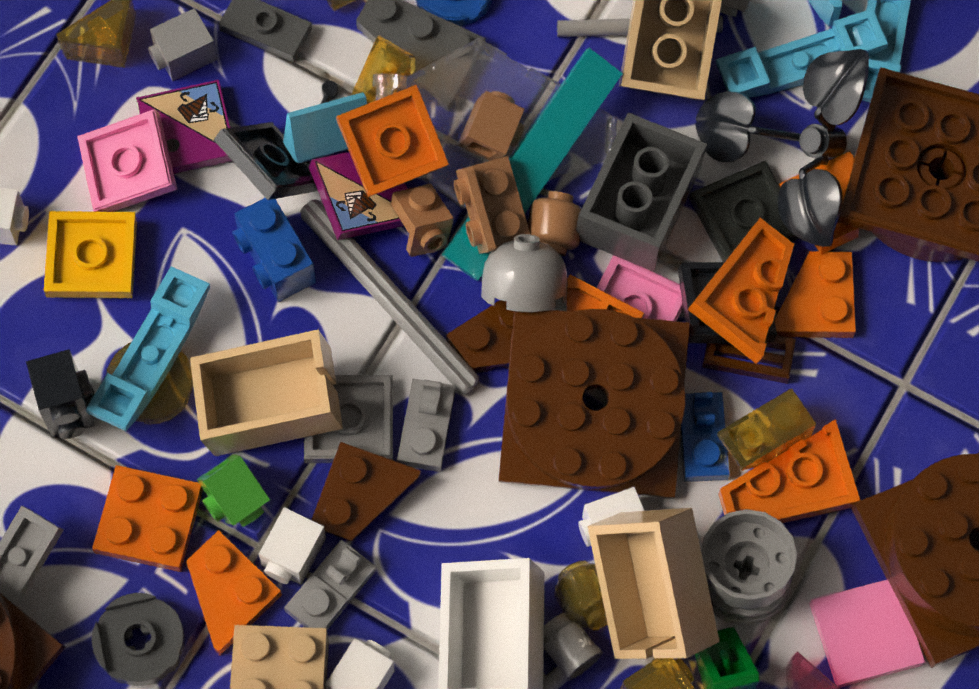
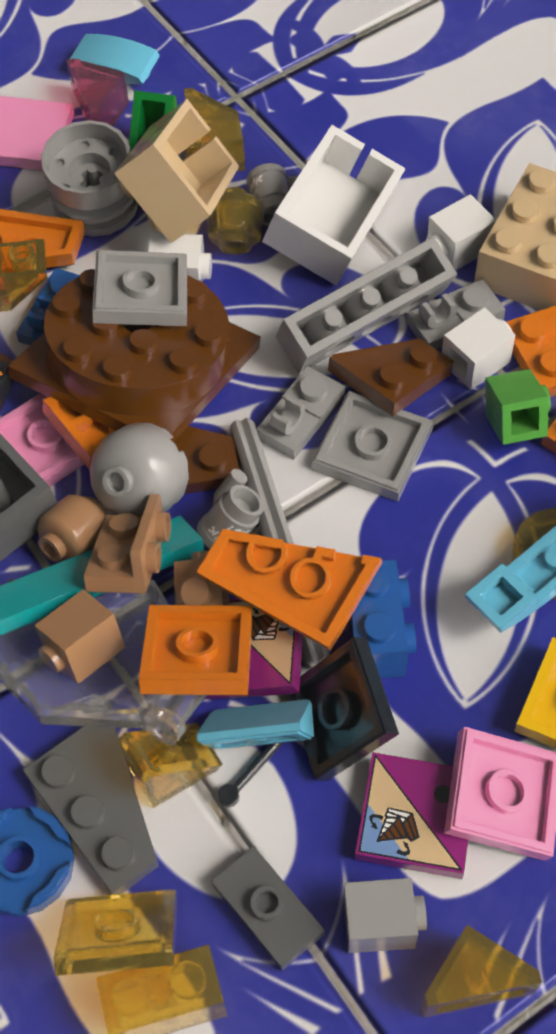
camera: 150 degrees left, 10 degrees down
(266, 393) = (451, 463): tan piece -> none
(346, 218) = (292, 583): none -> orange wing
(411, 538) = (365, 304): none -> light grey brick
(431, 280) = (233, 509): none -> light grey piece
(609, 425) = (140, 288): none -> light grey tile

